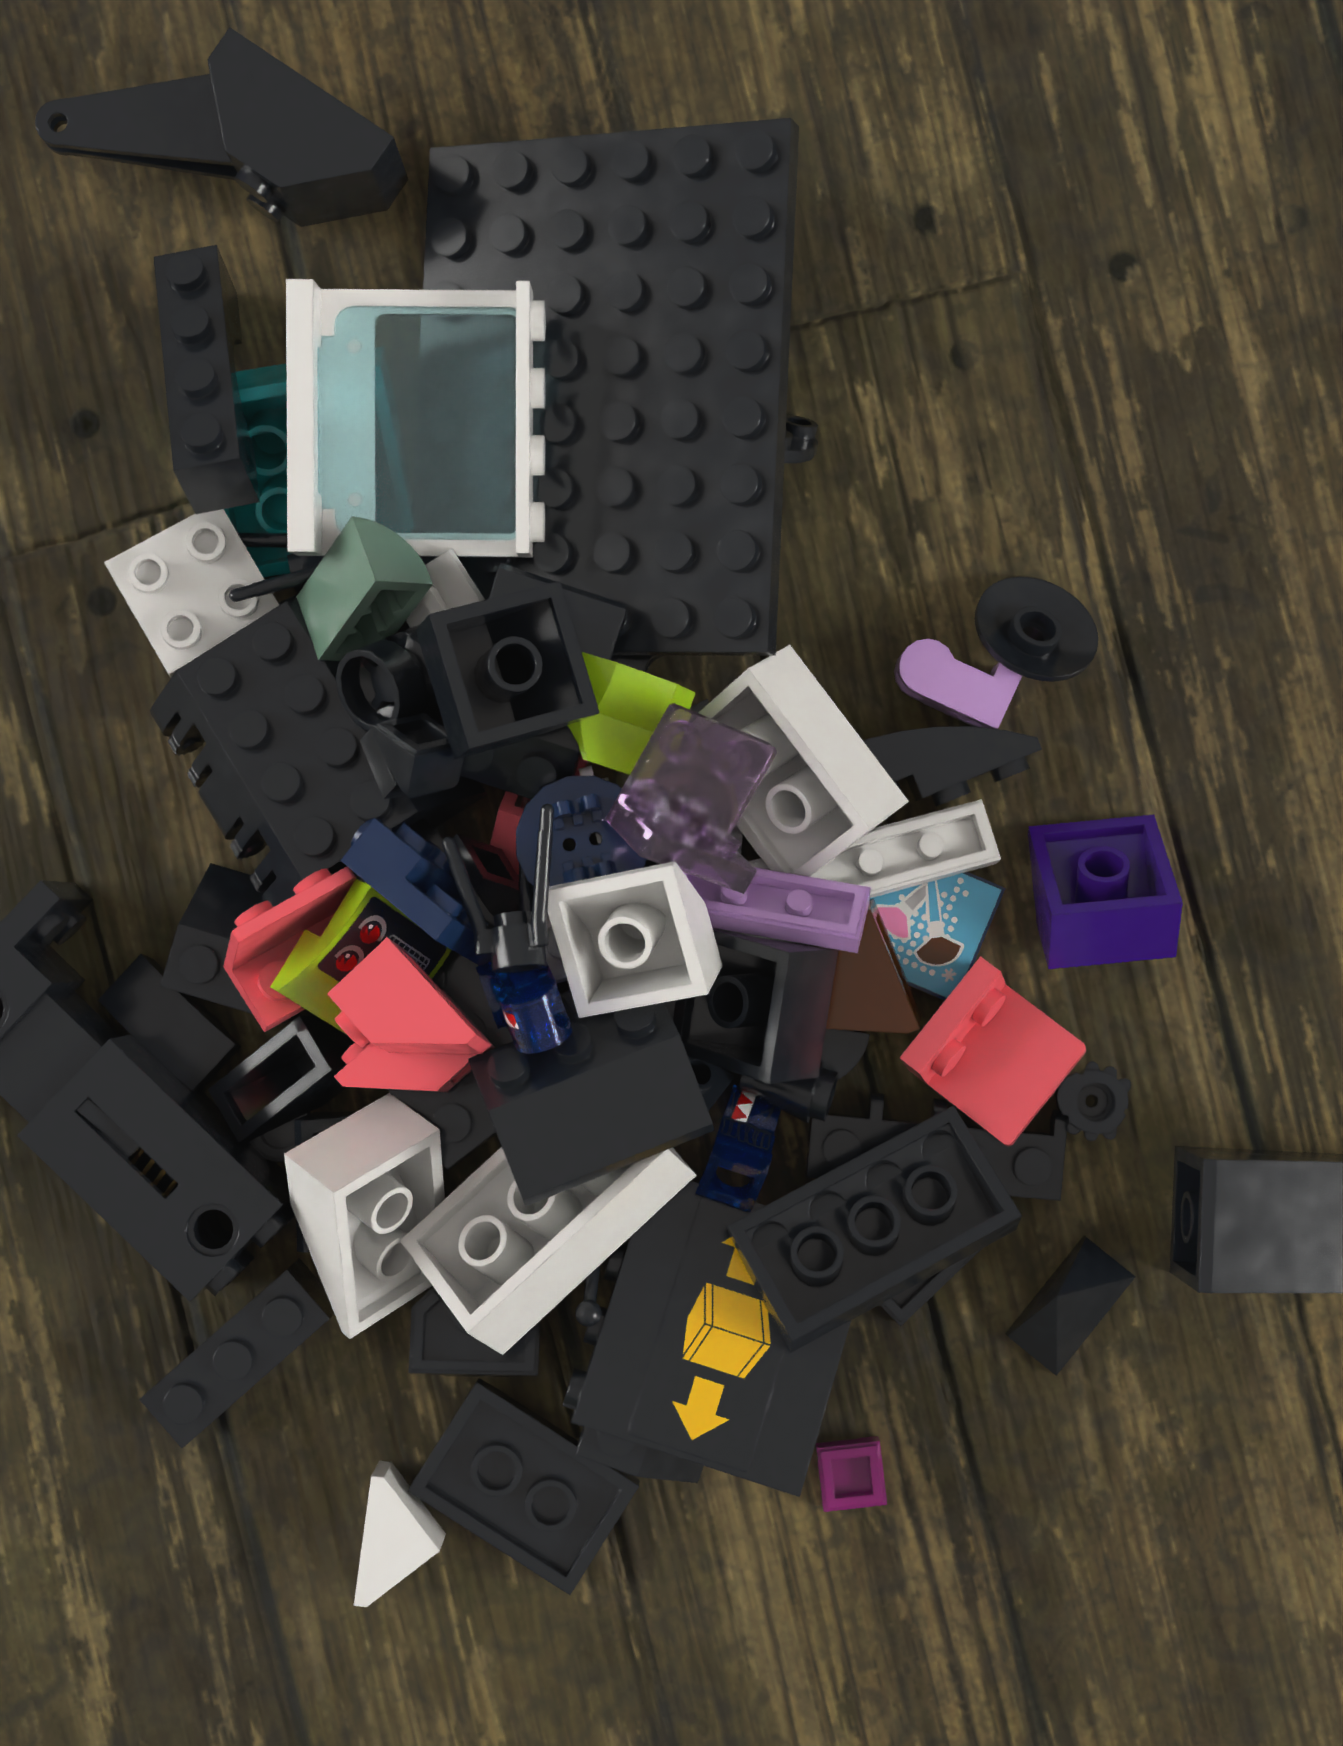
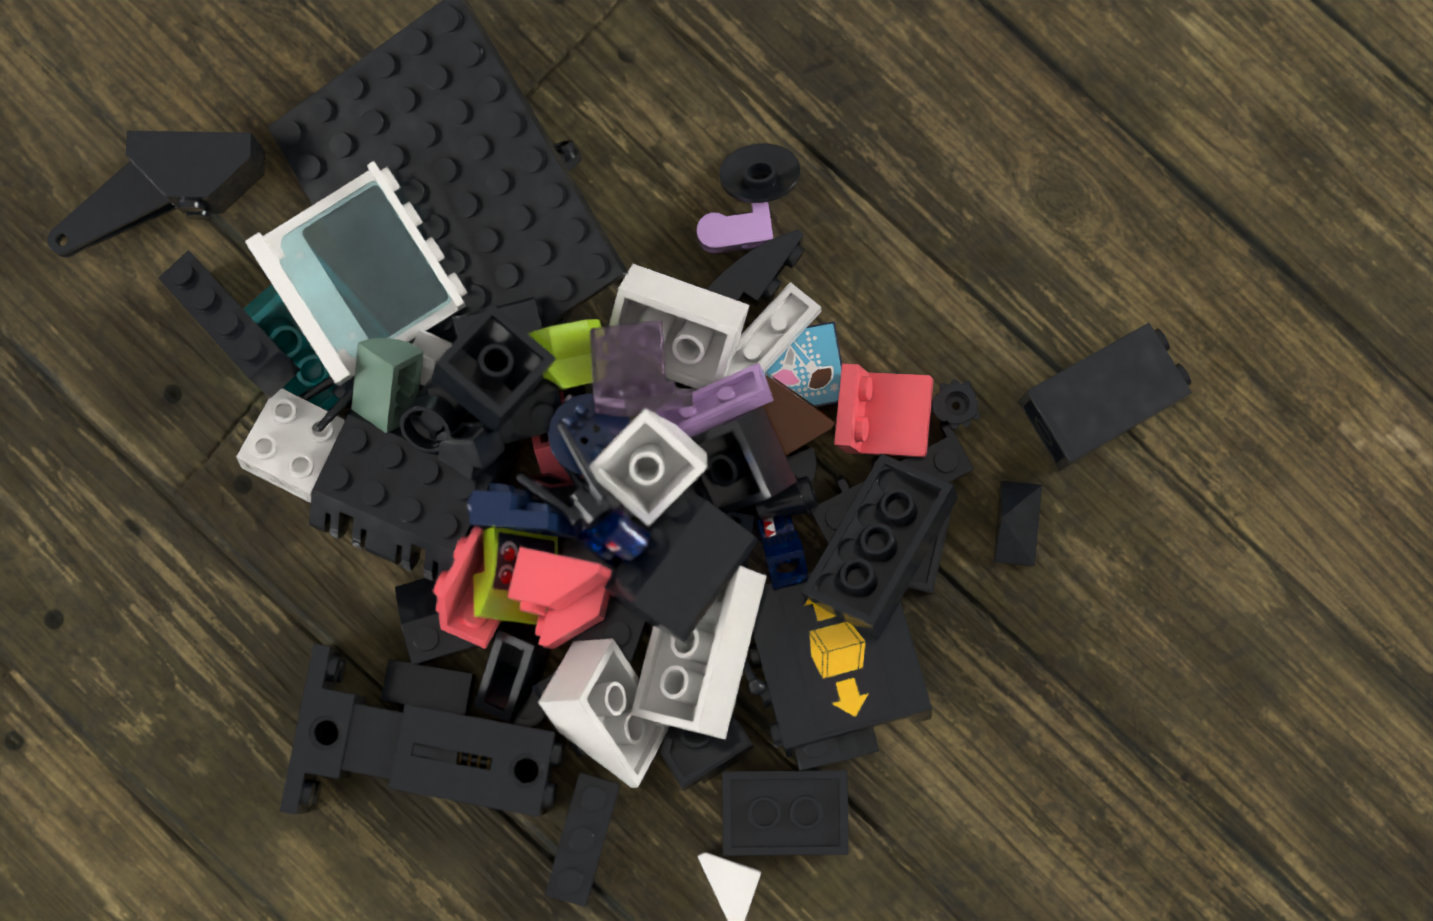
camera: 30 degrees left, 5 degrees down
(851, 1474) = (959, 691): magenta tile -> none
(1104, 892) = (887, 289): dark purple slope -> none

